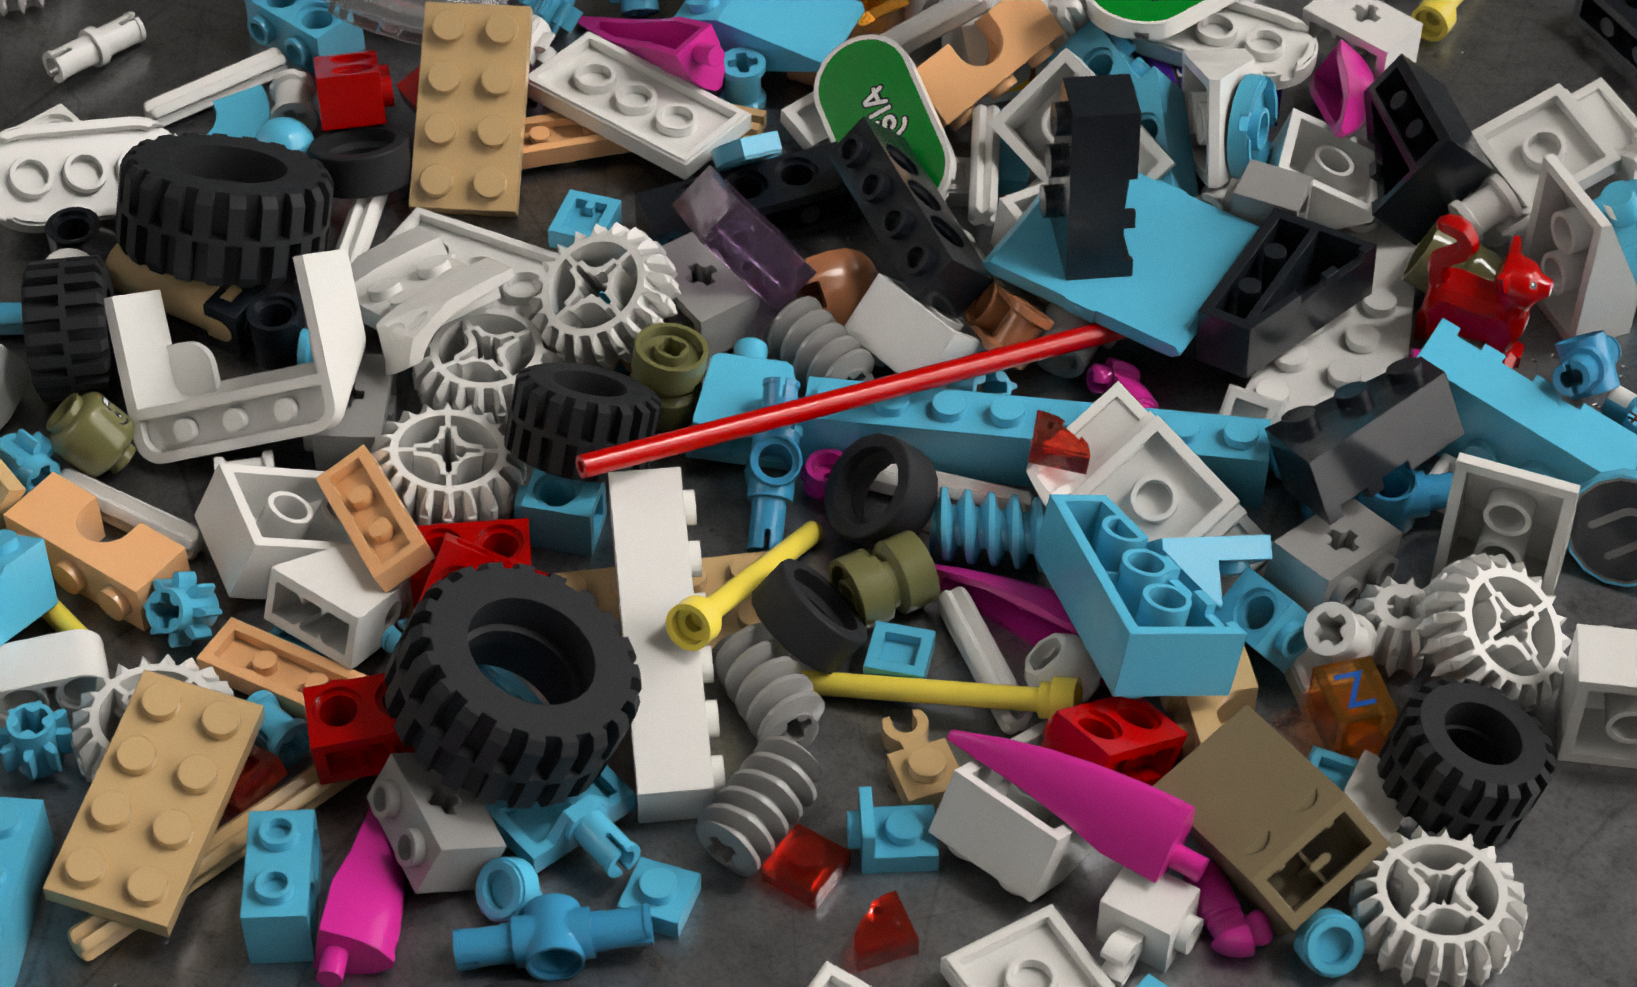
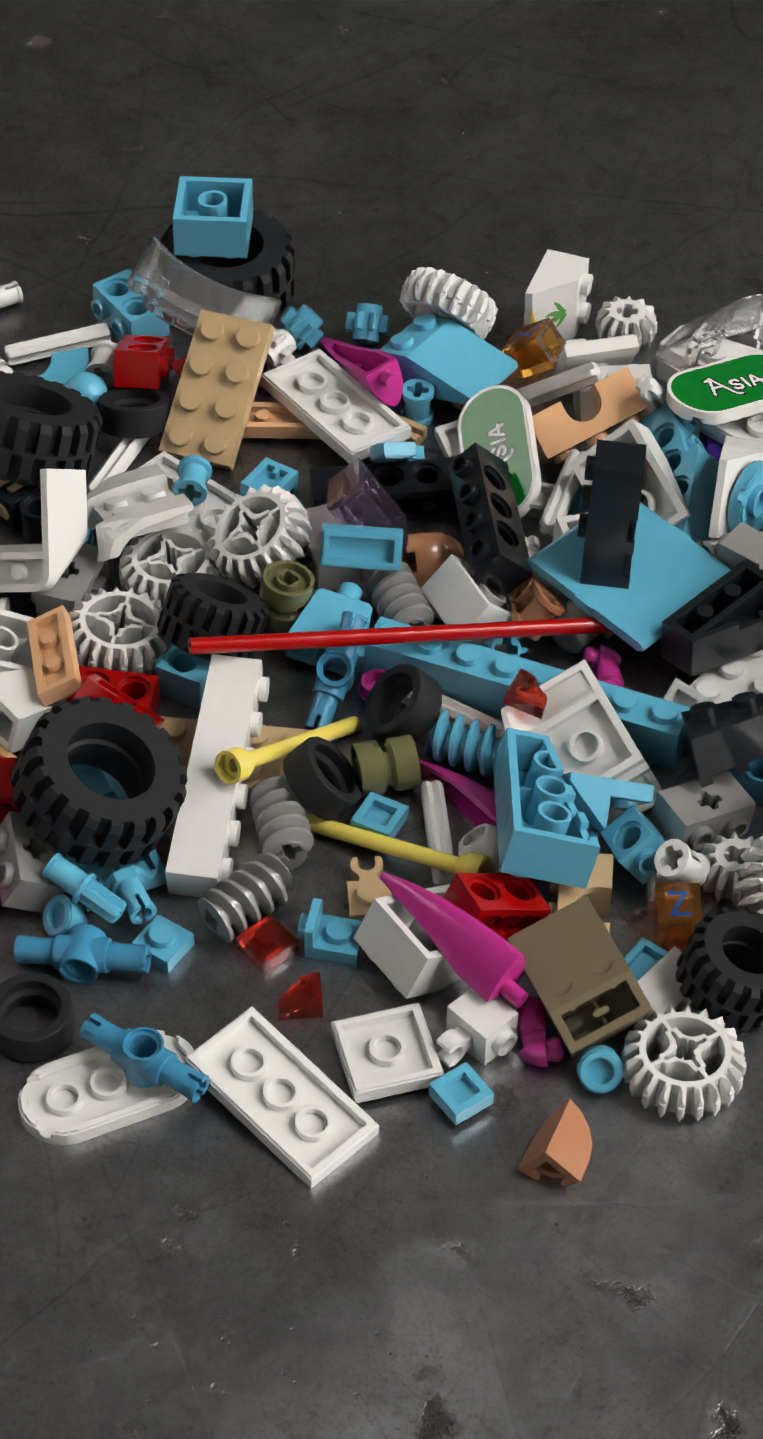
camera: 15 degrees right, 0 degrees up
(478, 231) = (193, 474): none -> medium azure bush
(534, 843) = (84, 888): none -> medium azure axle
(757, 286) = (361, 547): none -> medium azure tile

